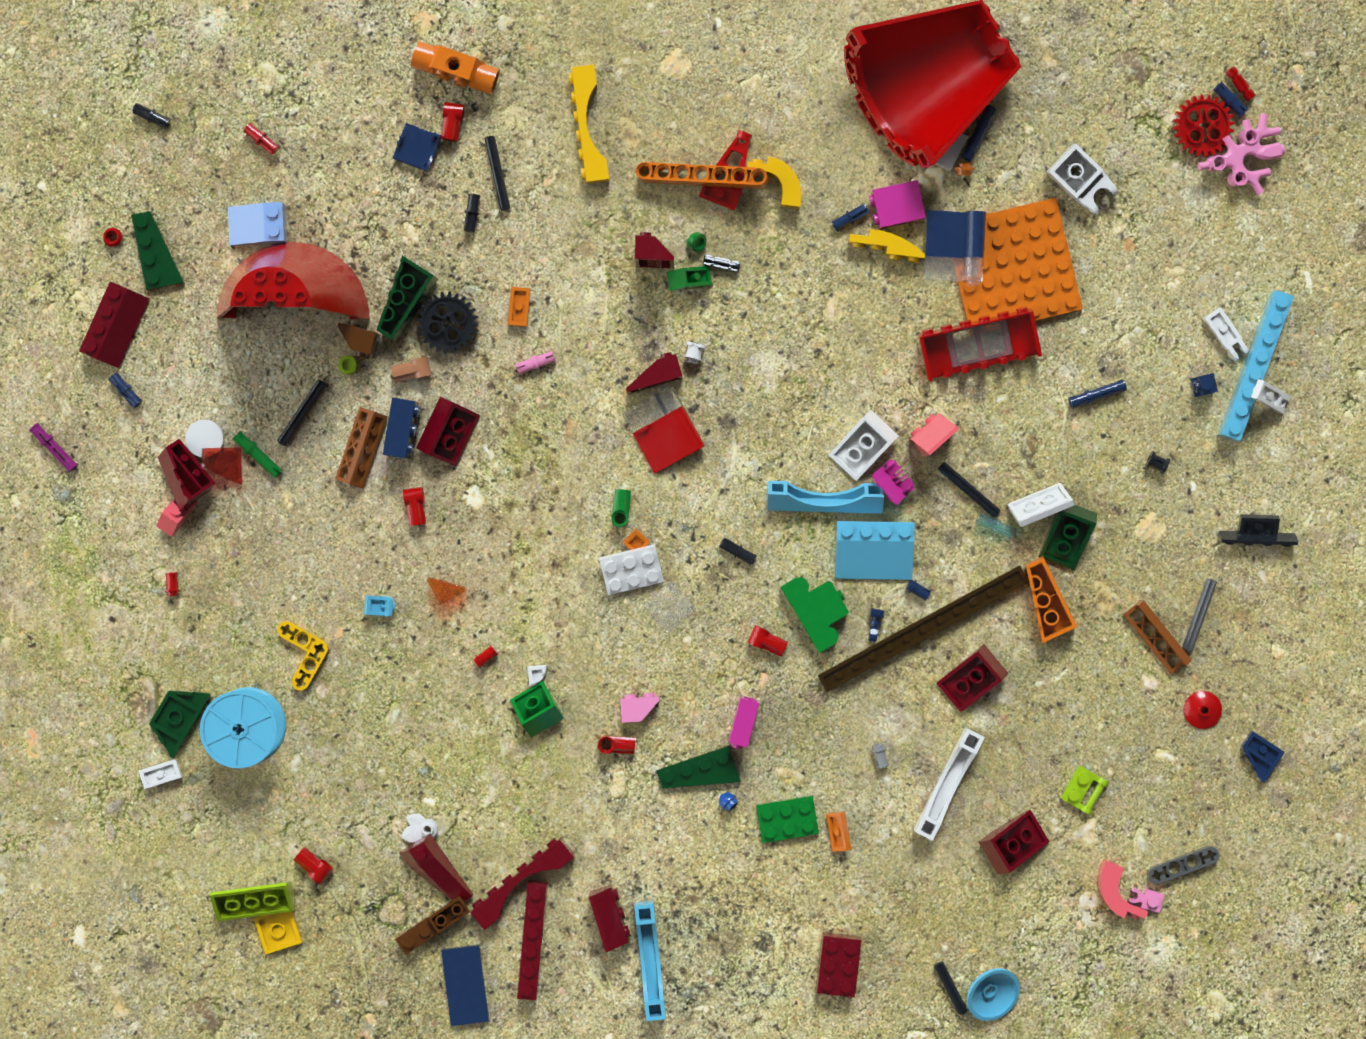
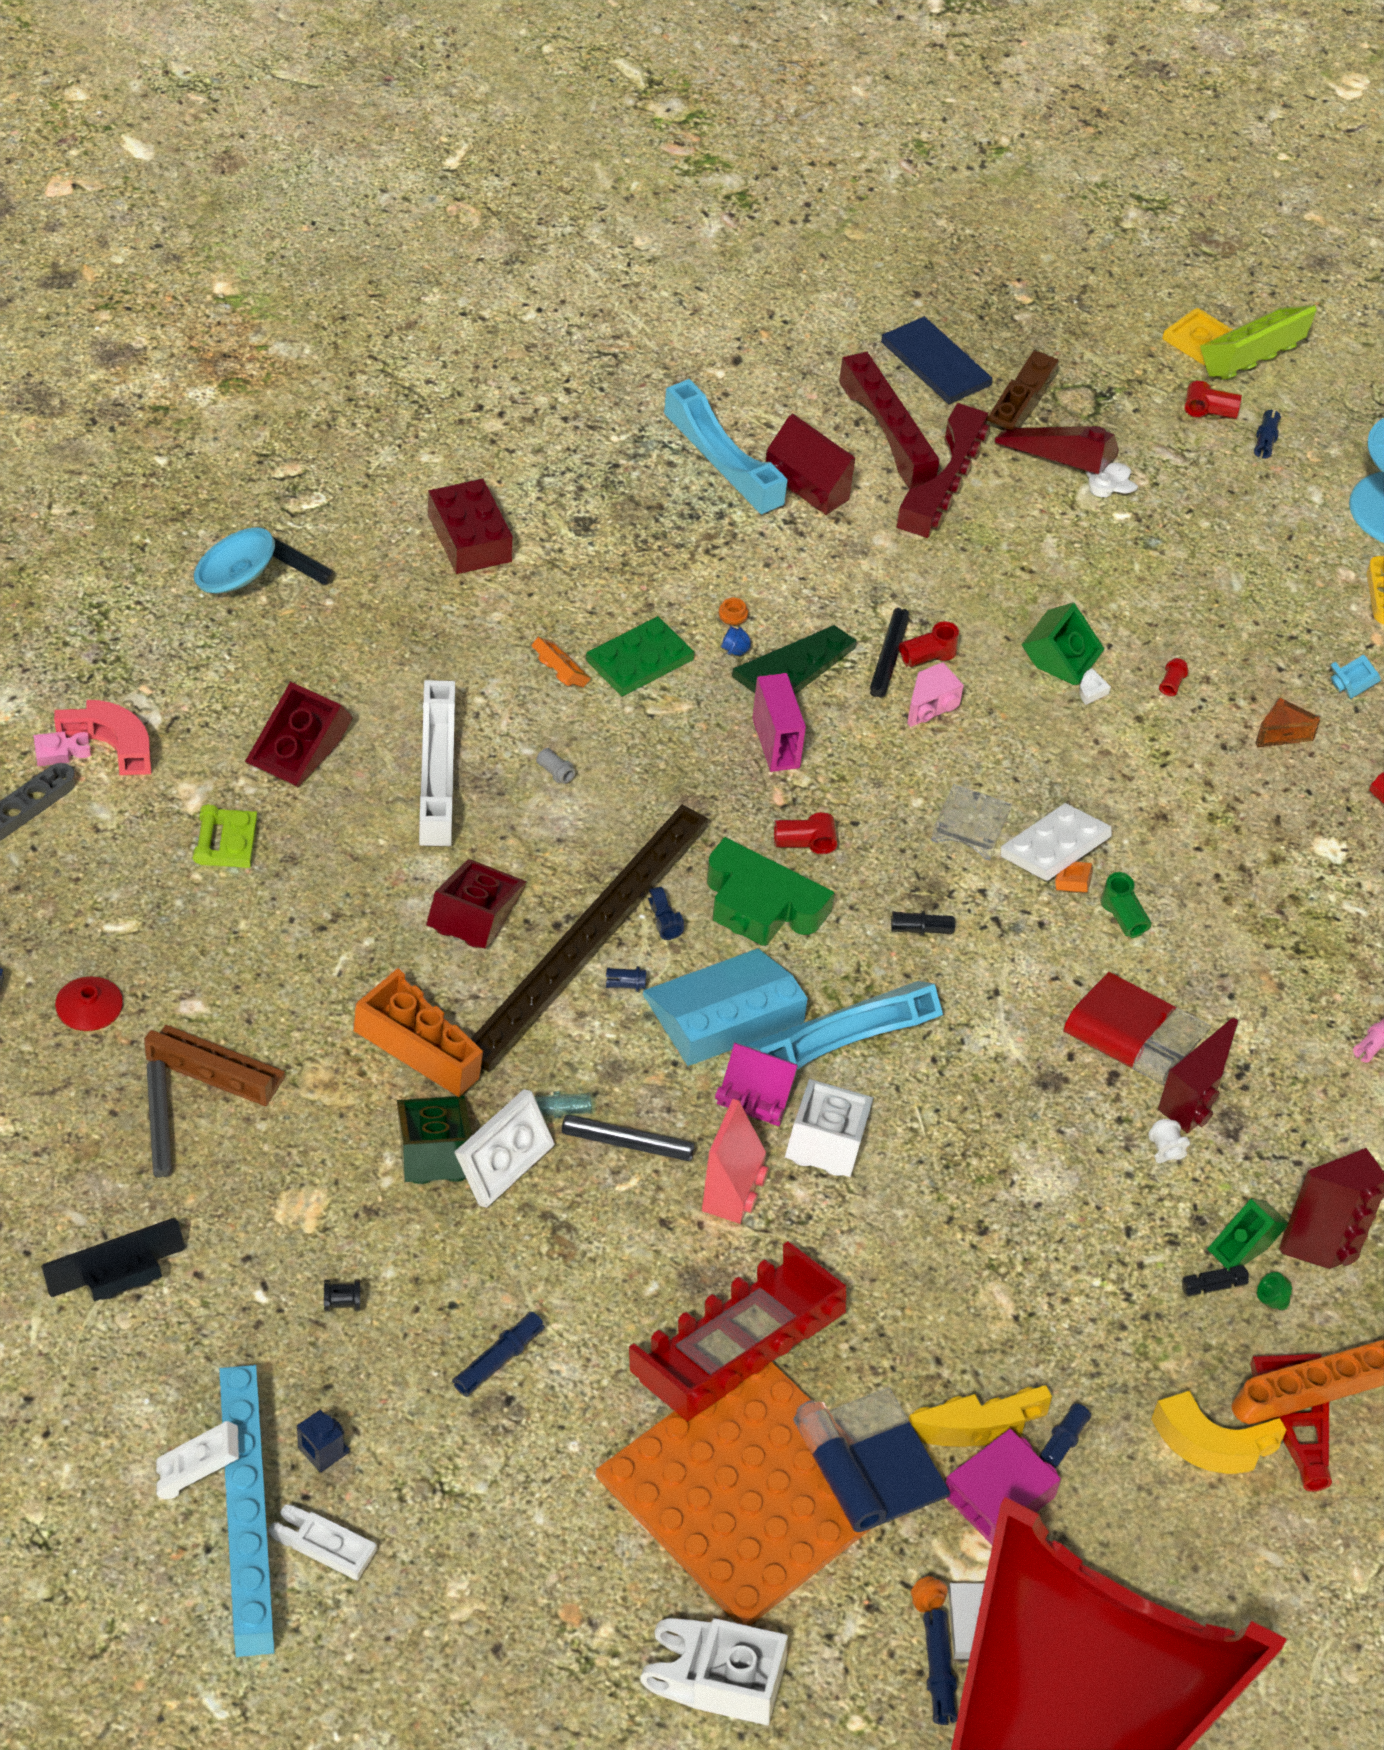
camera: 150 degrees right, 40 degrees down
(294, 823) = (1267, 434): none -> dark blue pin
(640, 754) = (889, 652): none -> black axle
(715, 833) = (733, 611): none -> orange plate

